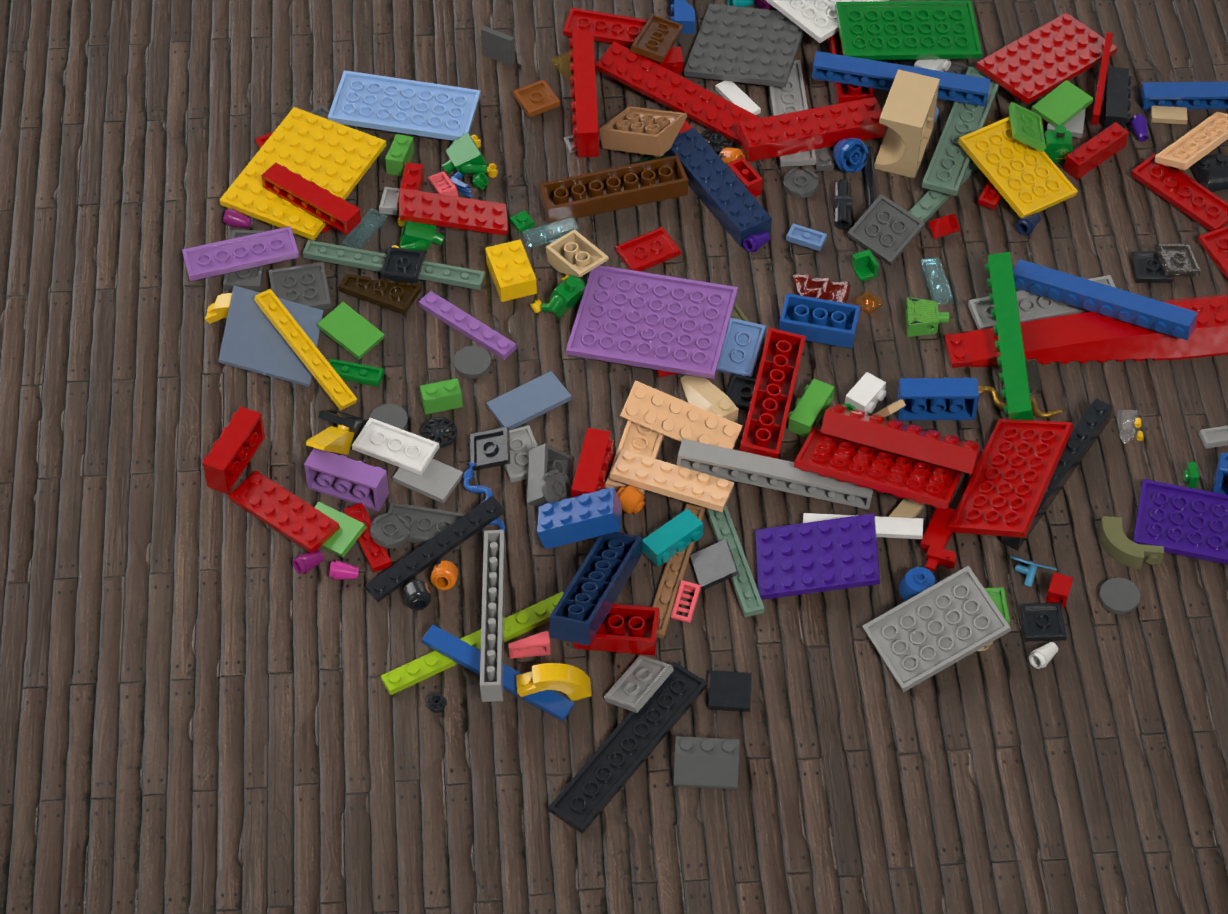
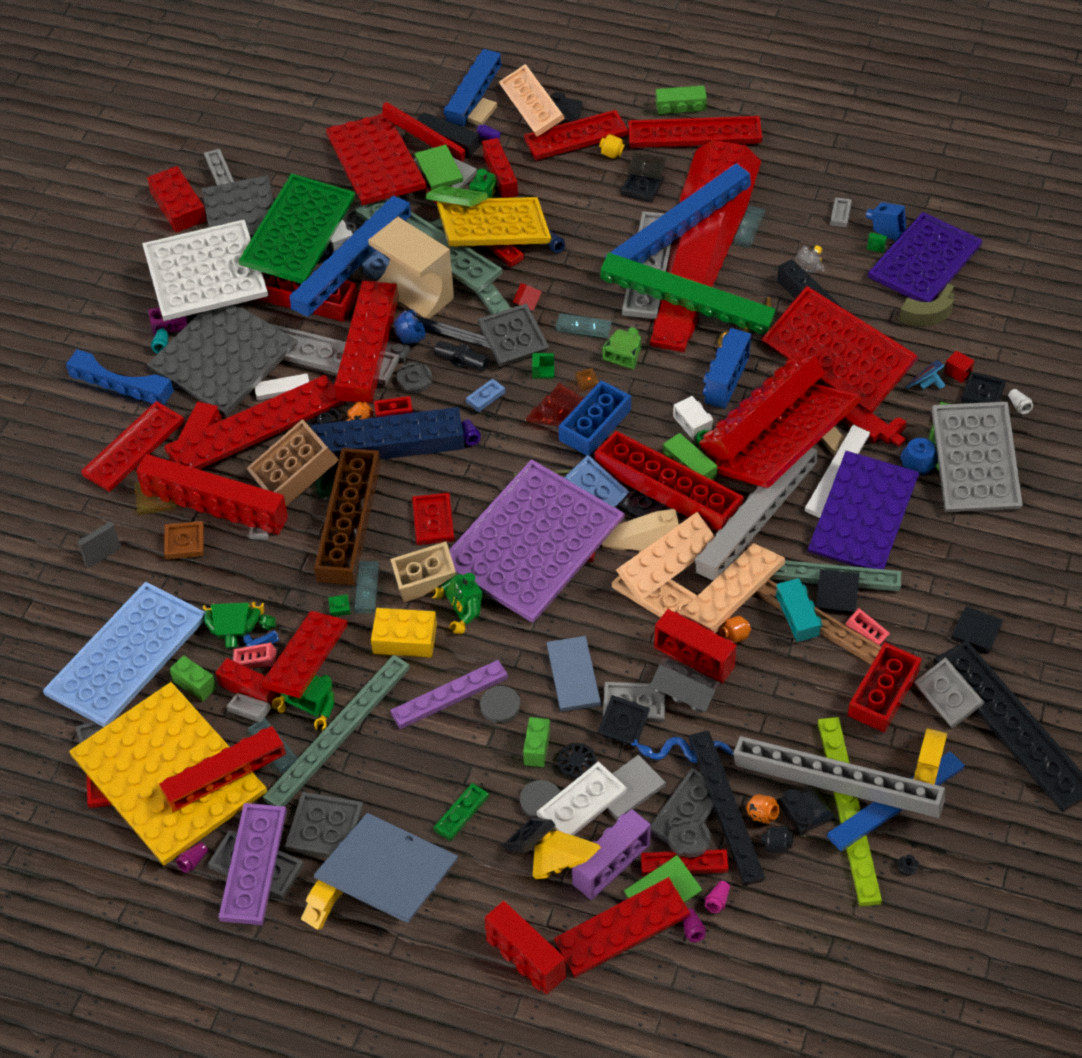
camera: 65 degrees left, 0 degrees up
(305, 349) = (421, 840): yellow plate -> none
(350, 330) = (407, 796): bright green tile -> none
(381, 292) = (377, 746): dark brown wing -> none
(403, 264) = (348, 720): black tile -> none
(461, 609) = (805, 809): none -> black slope
(531, 646) = (874, 755): coral slope -> none
(556, 486) = (706, 678): dark grey tile -> none
(579, 518) = (753, 670): blue brick -> none
(595, 588) = (850, 679): dark blue brick -> none
(657, 38) = (177, 413): reddish brown tile -> none
(706, 762) = (1053, 671): dark grey slope -> none
(888, 410) = (724, 405): tan tile -> none
(1119, 596) = (976, 333): dark grey tile -> none
(1151, 367) = (749, 226): none -> clear light blue tile
(1184, 224) = (611, 146): none -> yellow head

